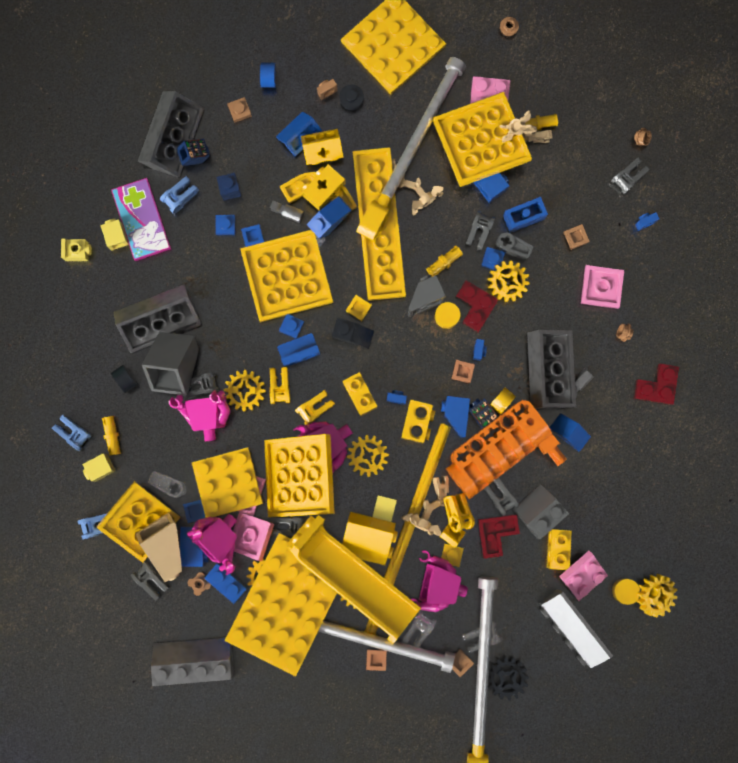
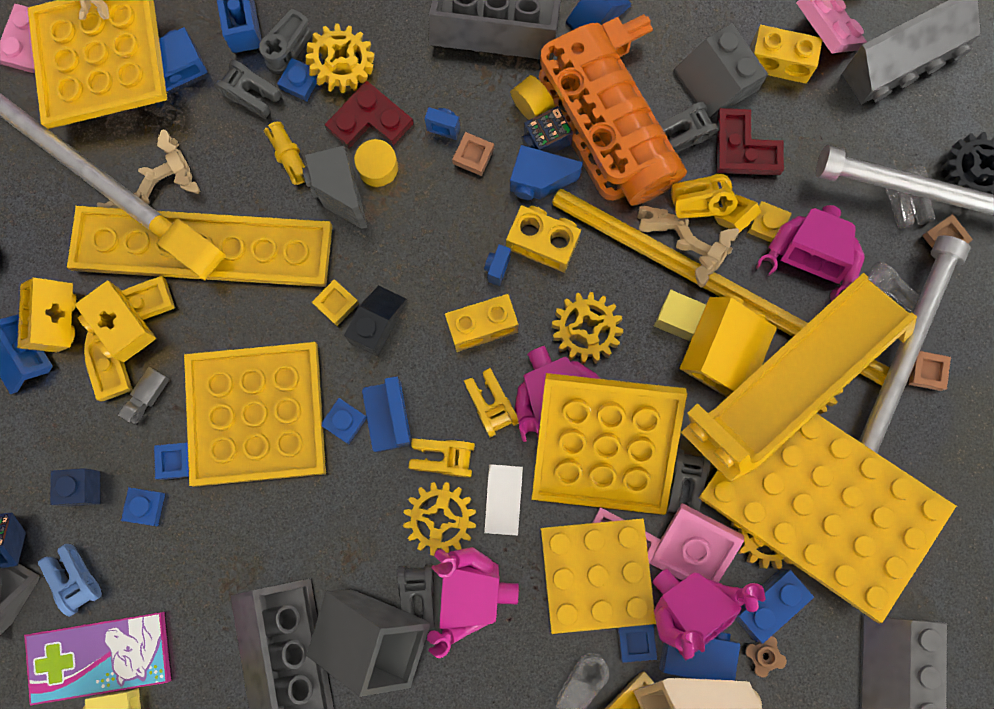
camera: 80 degrees left, 5 degrees down
(261, 424) = (503, 499): none -> white slope
(329, 217) = (169, 322): blue slope -> none

